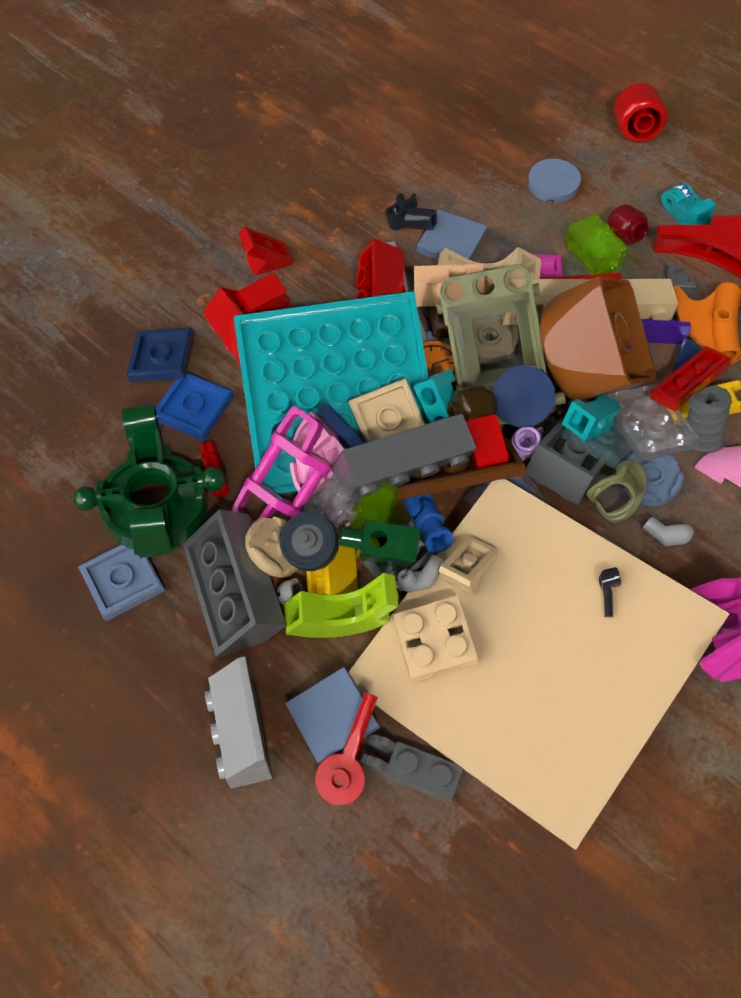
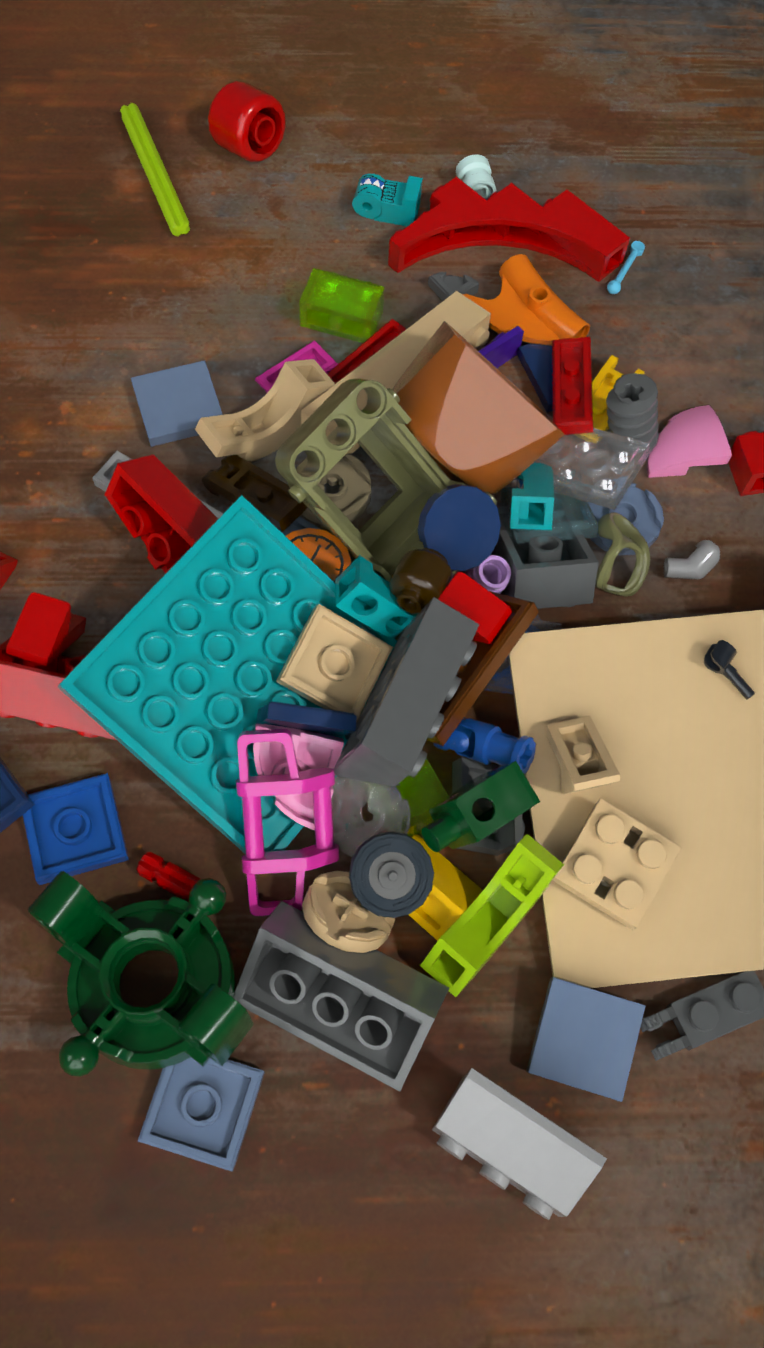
camera: 50 degrees left, 5 degrees up
(289, 589) = (410, 946): light grey hinge -> none
(341, 776) = (656, 1091): piece -> none
(405, 213) = (96, 417): black bar -> none
(423, 579) = (541, 816): light grey arm -> none
(430, 278) = (242, 459): light nougat brick -> none
(554, 180) = (222, 258): sand blue tile -> none
(563, 111) = (155, 170): none -> lime axle
(628, 224) = (351, 256): dark red head -> none

